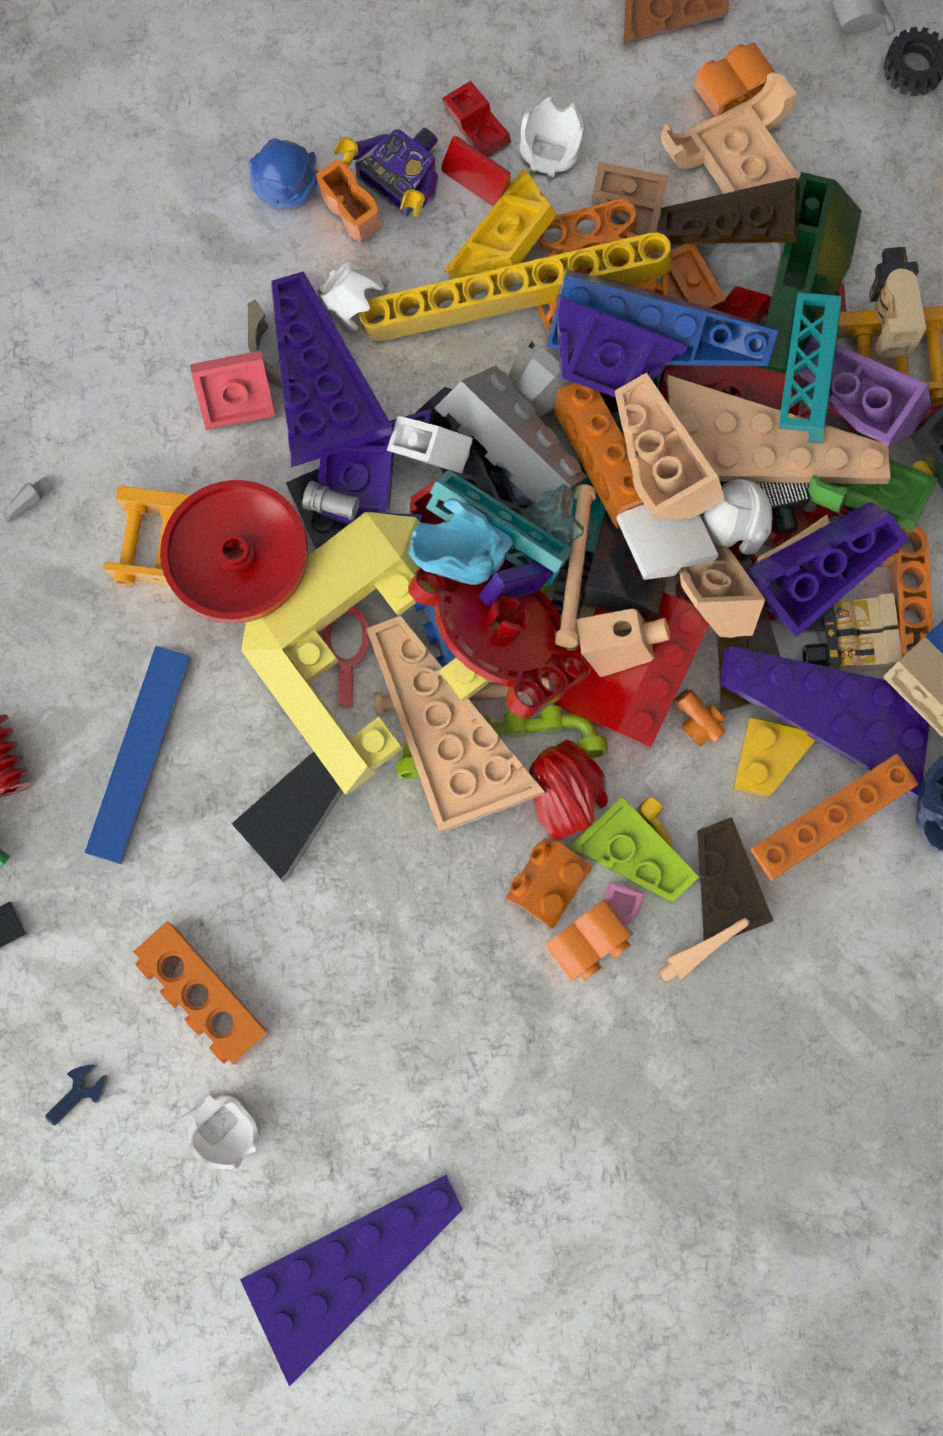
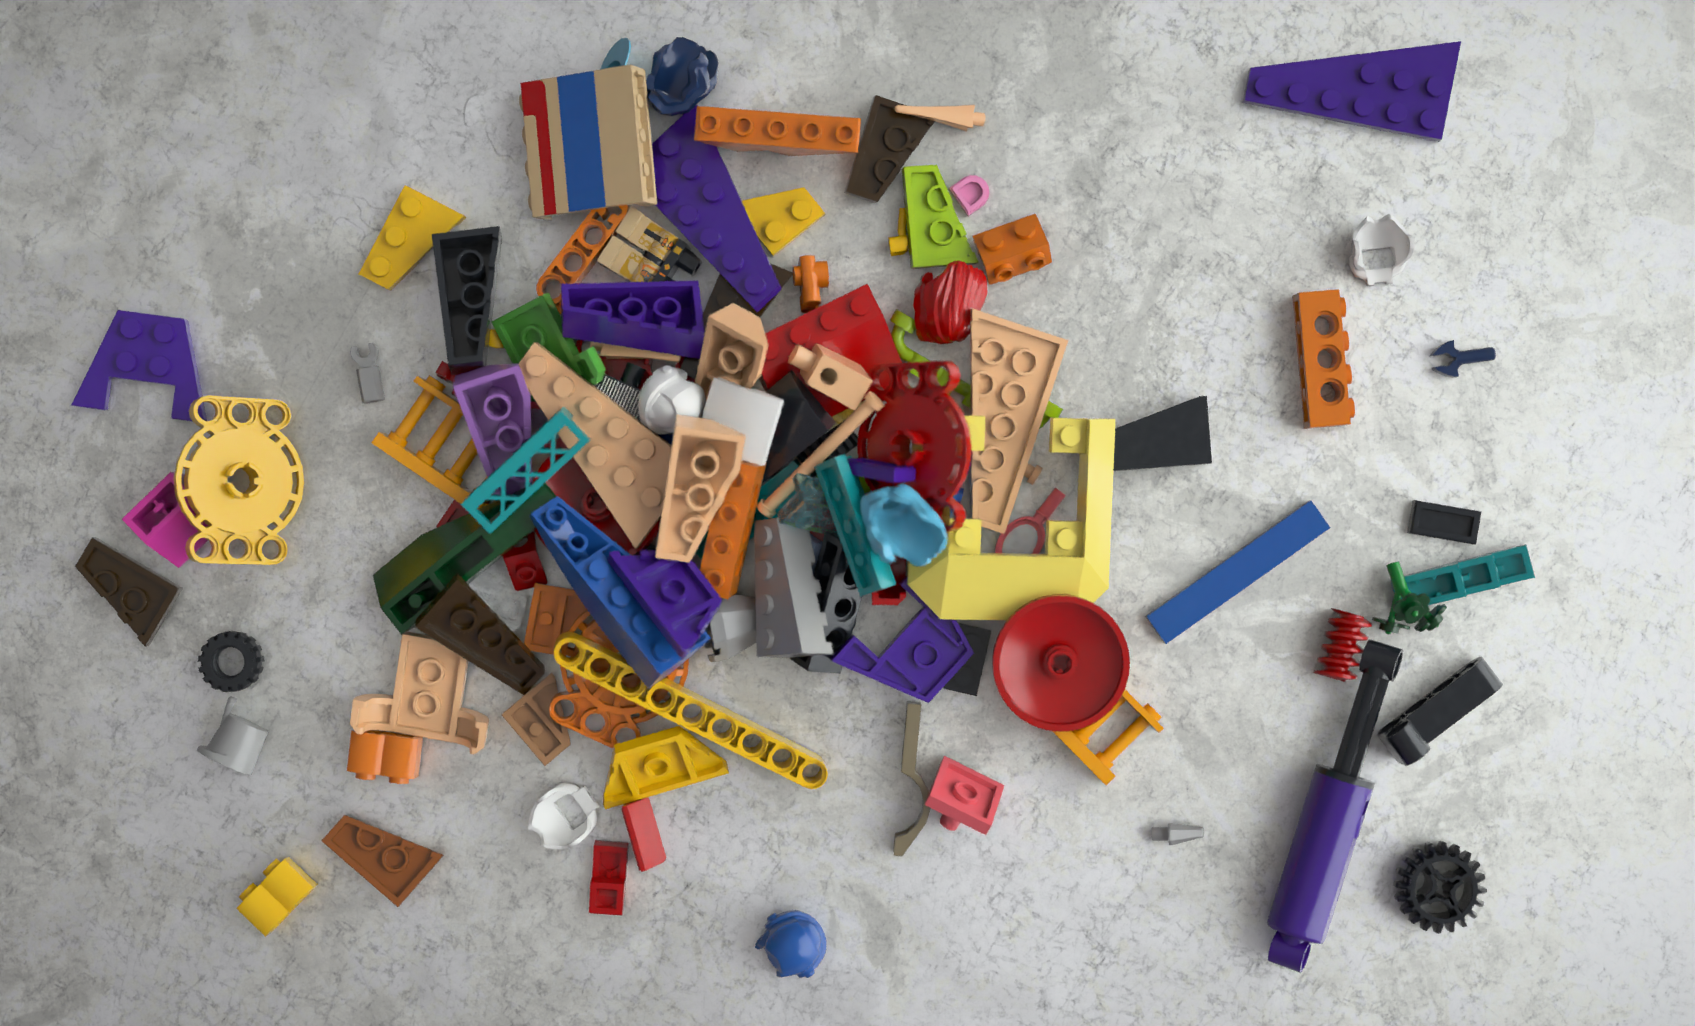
camera: 140 degrees left, 10 degrees up
(322, 386) = (898, 739): dark purple wing -> none
(322, 499) = (966, 655): light grey pin -> none
(345, 290) = (819, 806): white helmet -> none
(349, 201) = (761, 889): orange brick -> none
(395, 167) = (702, 882): torso -> none
(430, 444) = (856, 629): white slope -> none
(589, 940) = (1016, 182): orange brick -> none
(897, 305) = (419, 469): tan hips -> none

